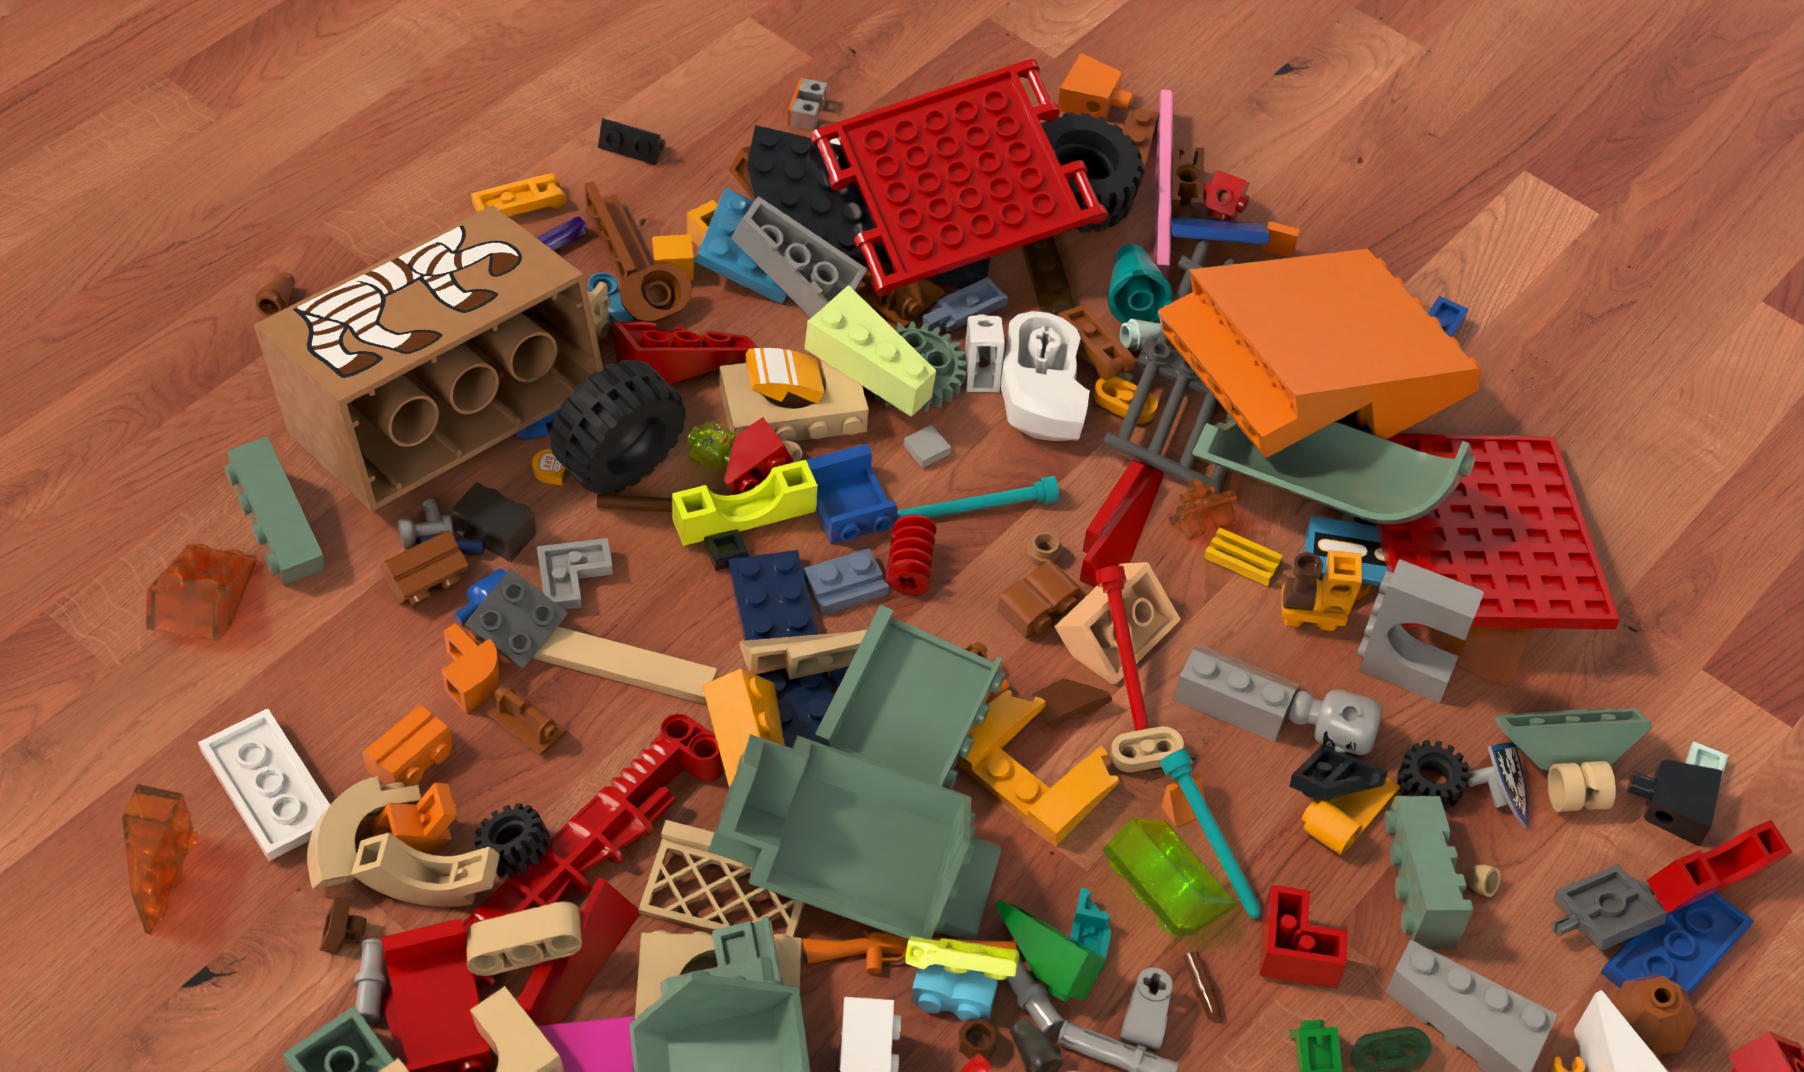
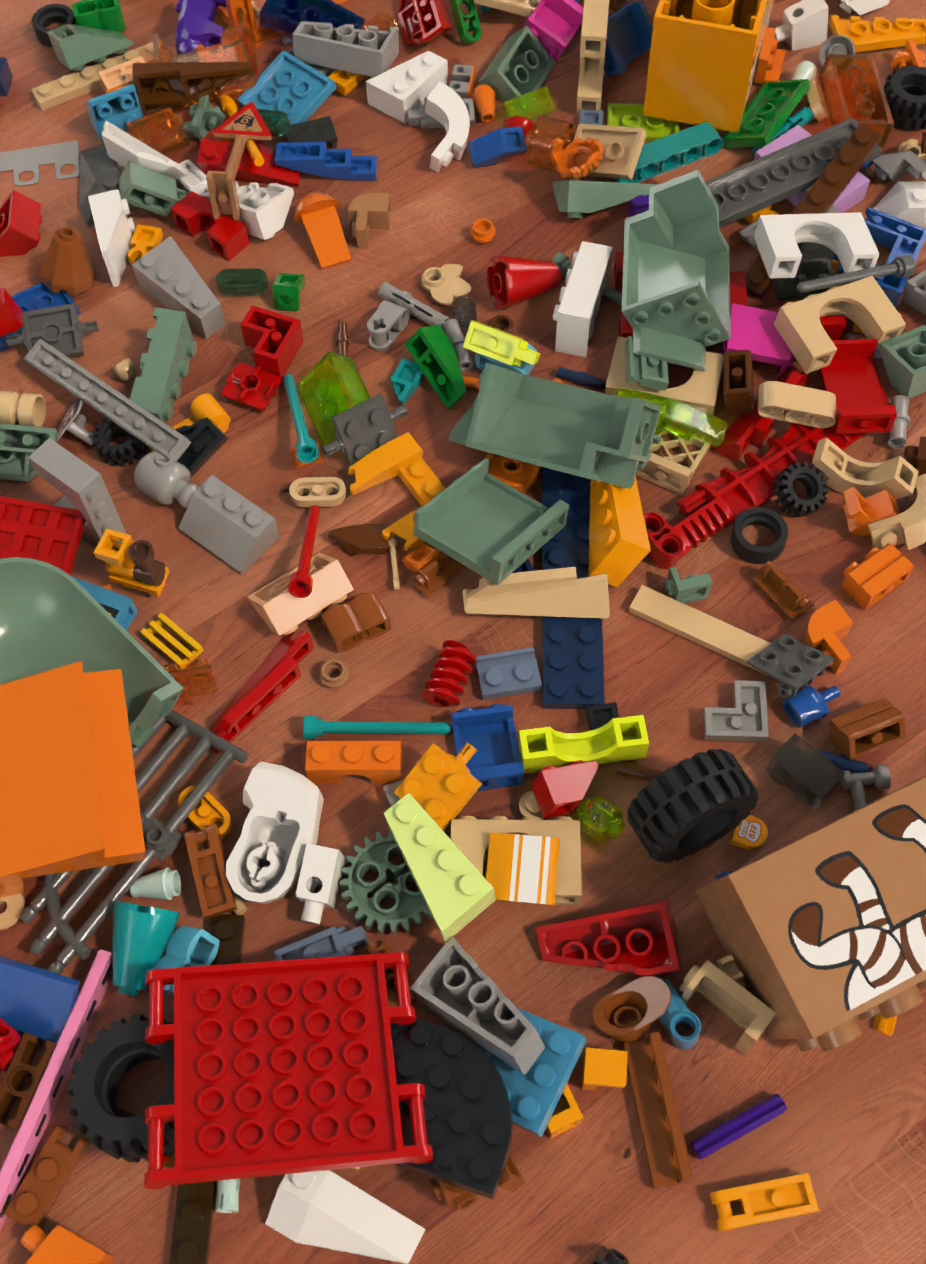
camera: 160 degrees left, 10 degrees up
(555, 757) = (763, 517): none -> black tyre
(609, 979) = (738, 382): none -> reddish brown brick
(645, 696) = (689, 589): none -> sand green bracket
(699, 910) = (682, 418): none -> clear neon green slope
(840, 984) = (581, 378): none -> dark blue piece
(889, 435) = (441, 783): none -> light orange plate
(963, 456) = (373, 759): none -> orange arch
(1009, 662) = (392, 544): none -> tan hinge
(1086, 272) = (187, 949): none -> medium azure brick
(1114, 813) = (364, 428): none -> dark grey plate
(1302, 868) = (264, 386): none -> red piece
(1477, 802) = (107, 401): none -> light grey tile

